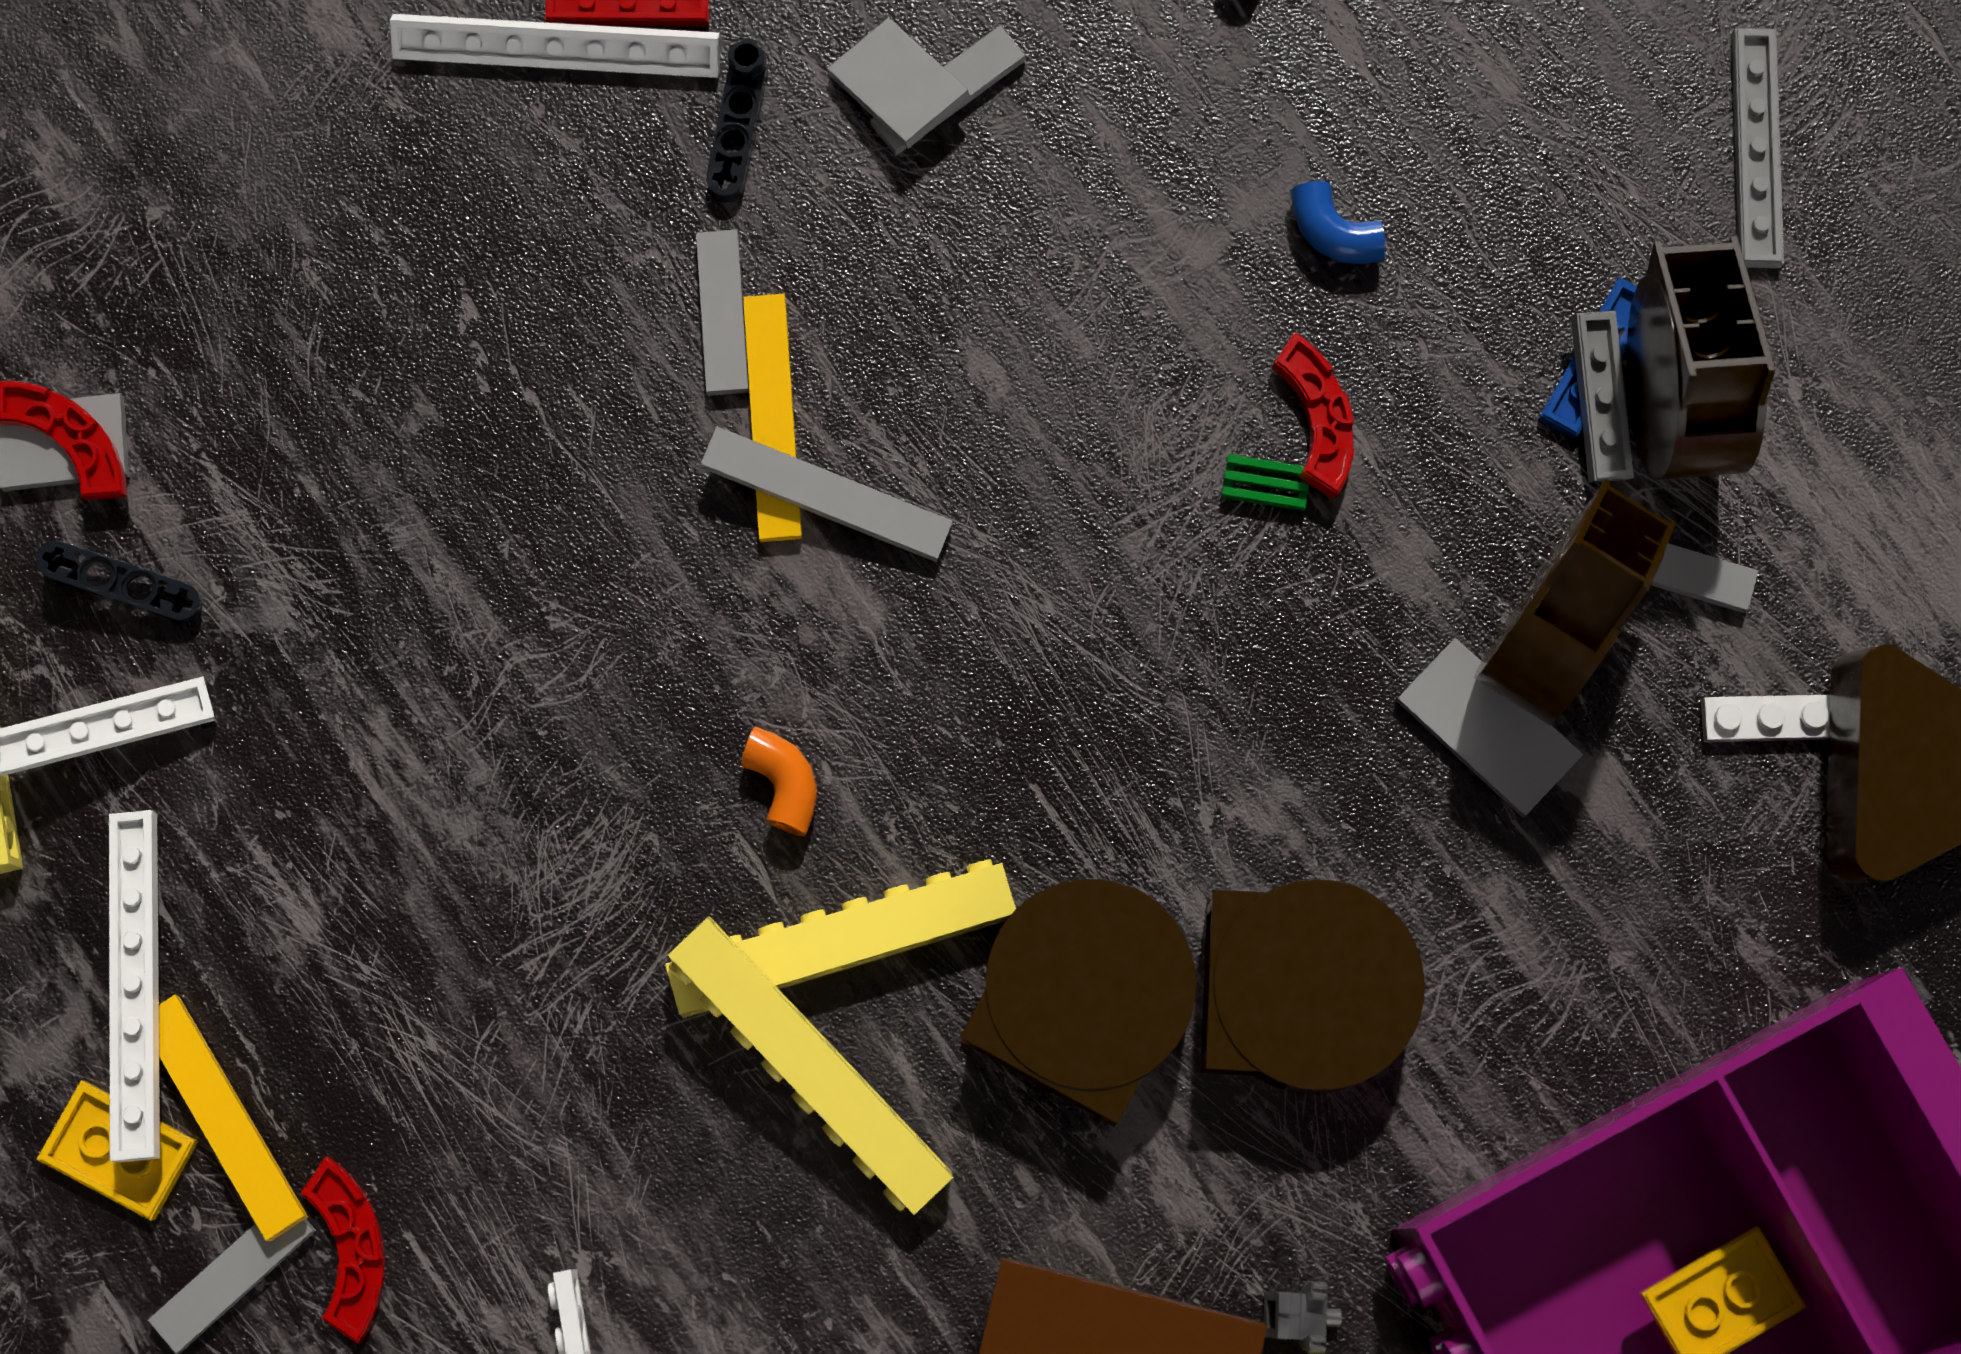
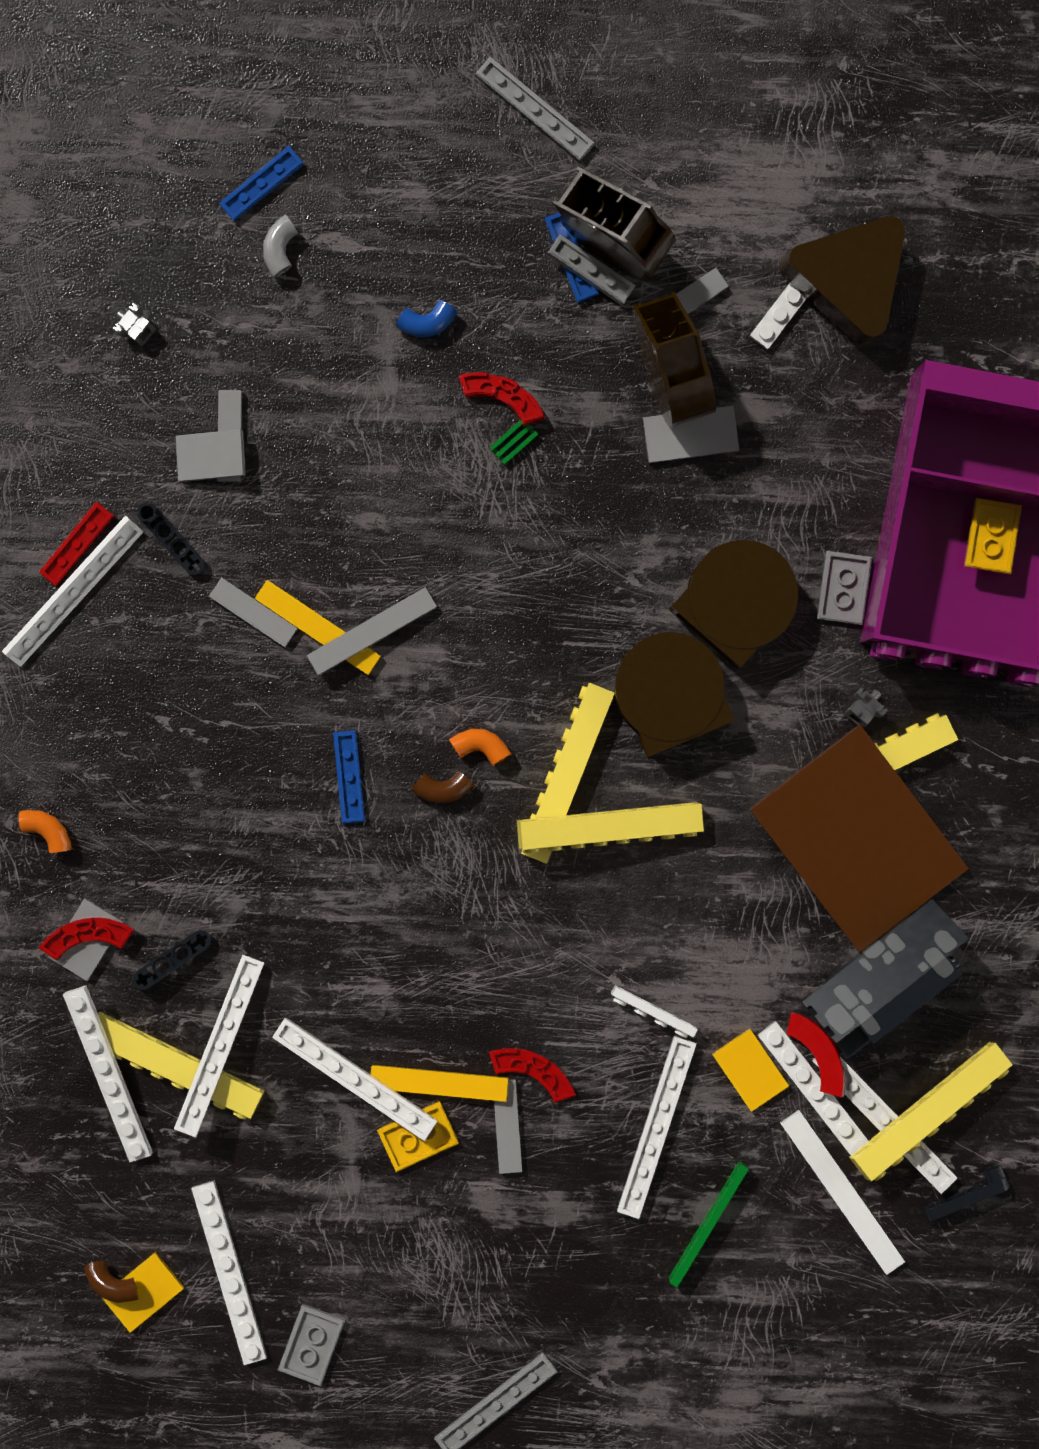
camera: 55 degrees left, 10 degrees up
(186, 263) = (46, 825): none -> orange cylinder
(588, 628) = (349, 776): none -> blue tile
(670, 777) = (443, 791): none -> reddish brown cylinder
(1454, 1138) = (844, 588): none -> light grey tile

